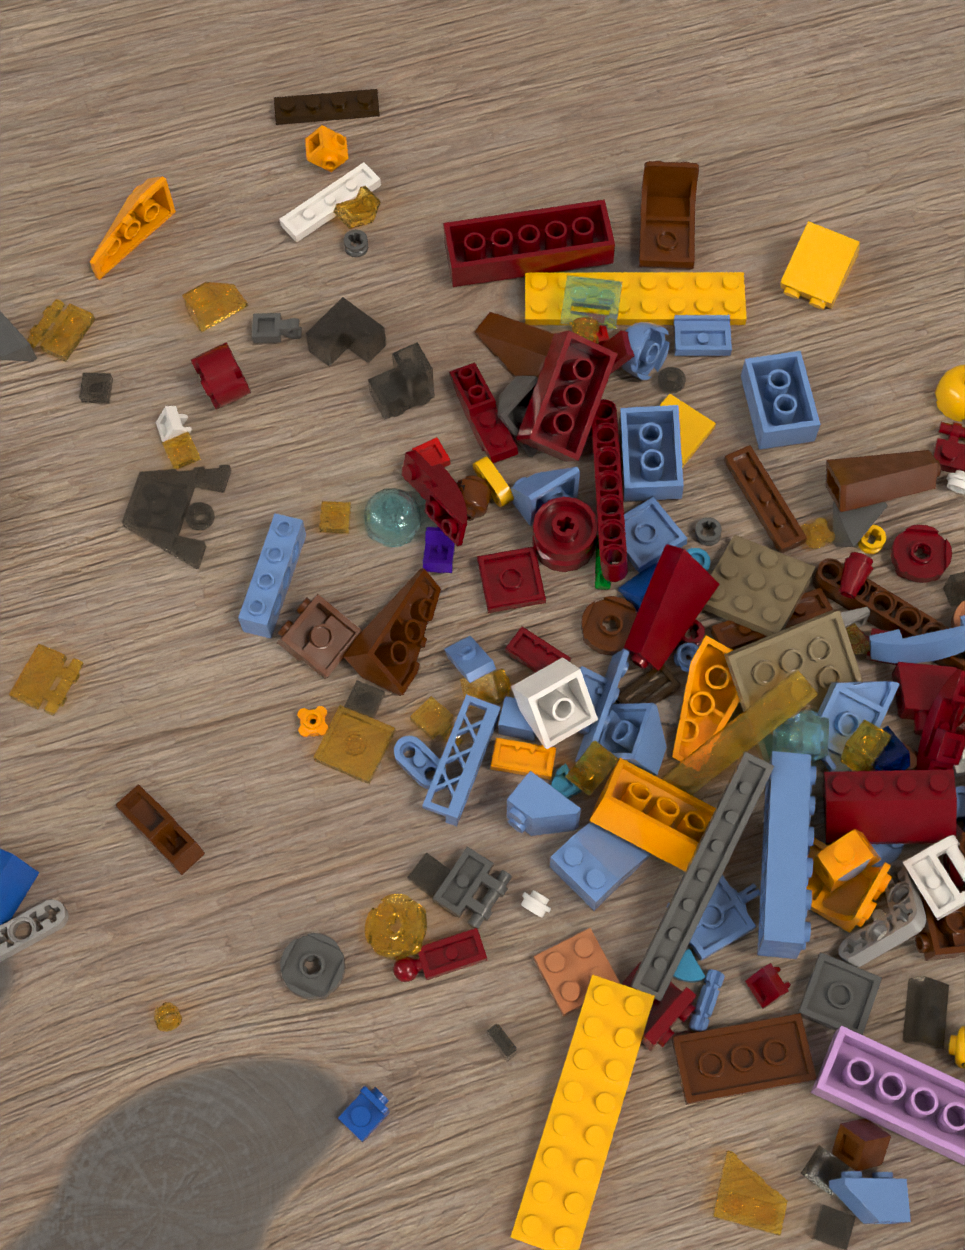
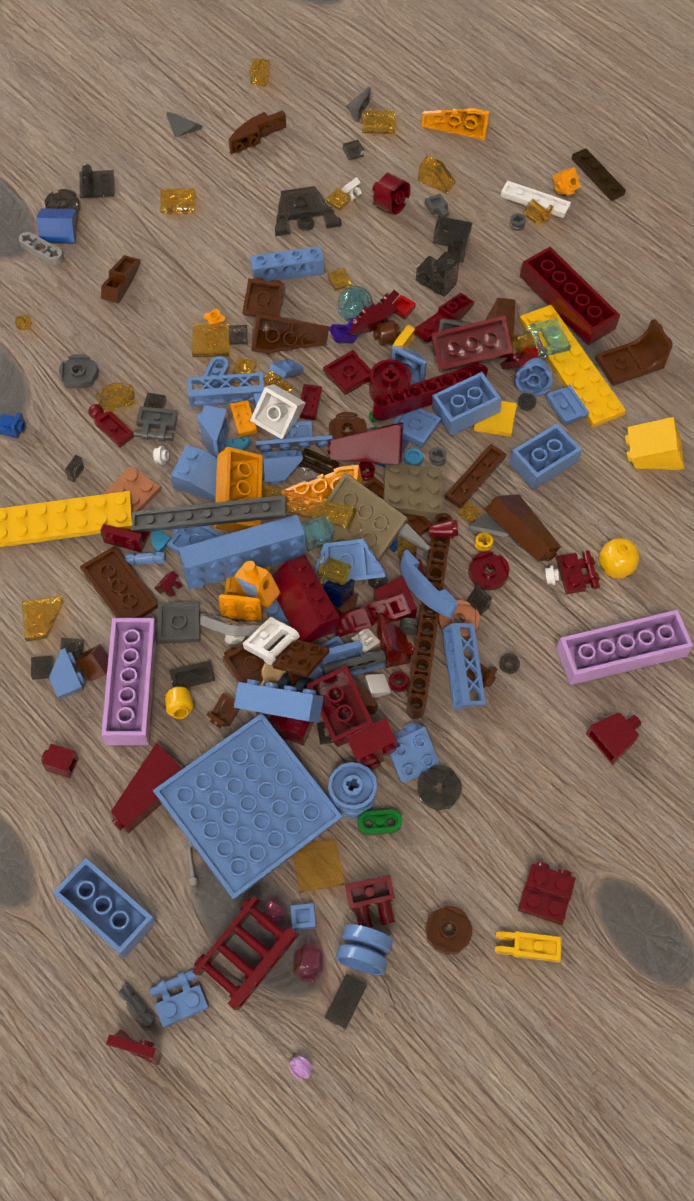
camera: 60 degrees right, 5 degrees down
(591, 768) = (253, 444): clear yellow bracket -> none

